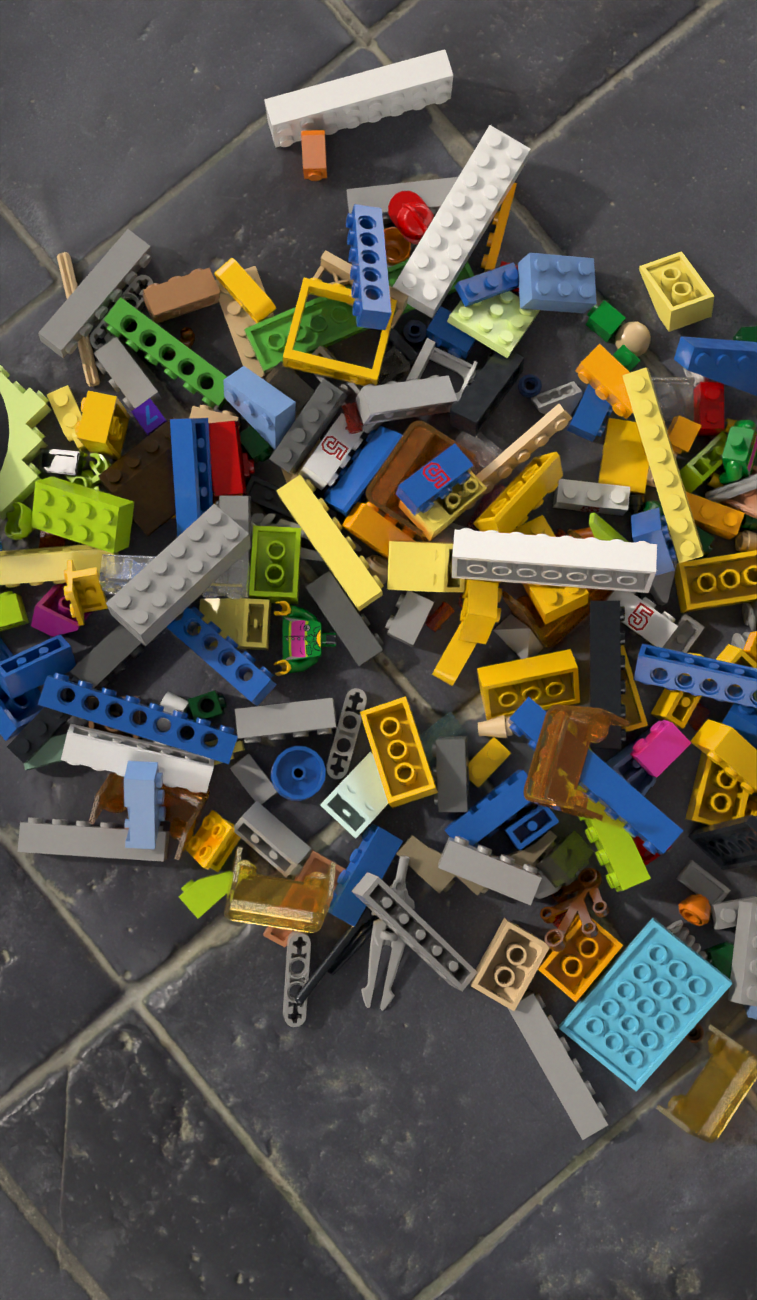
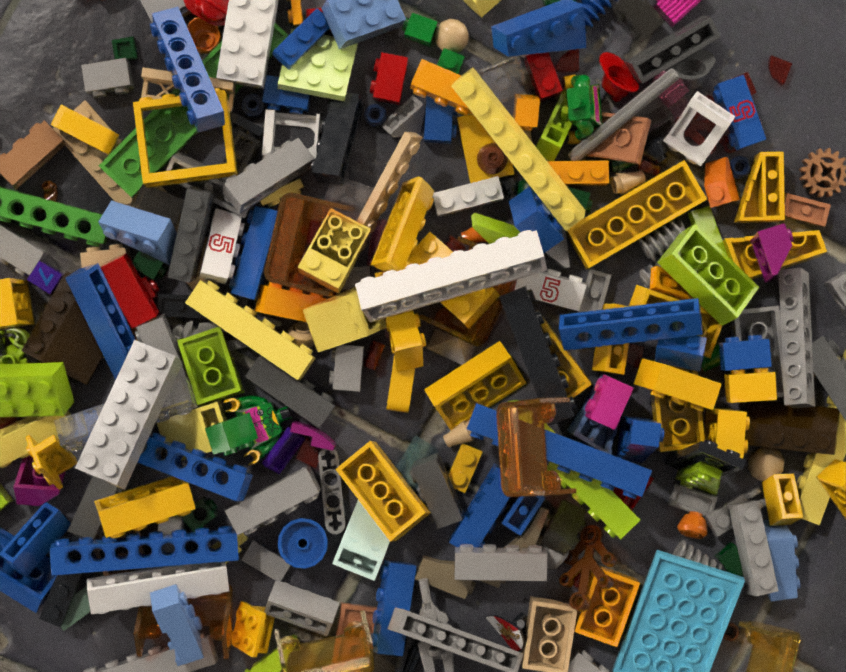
camera: 20 degrees left, 5 degrees up
(157, 674) = (144, 506): none -> yellow brick
(271, 636) = (231, 434): none -> green brick
(286, 252) = (108, 77): none -> light grey brick
(312, 234) = (125, 48): none -> dark green tile
(314, 675) = (283, 451): none -> dark purple tile
(337, 688) = (308, 454): none -> clear red tile
(352, 418) = (227, 211): clear red pin -> none
(354, 676) = (319, 438): none -> magenta slope
(402, 424) = (274, 198): none -> light yellow plate
(435, 480) = (321, 243): blue brick -> none
(471, 942) = (510, 630): none -> shield
(558, 355) = (390, 78): none -> red brick
(624, 473) = (486, 163): none -> copper cone
(679, 794) = (638, 438): none -> blue wedge
(725, 860) = (700, 476): none -> lime wing
(738, 406) = (569, 61): none -> clear red tile

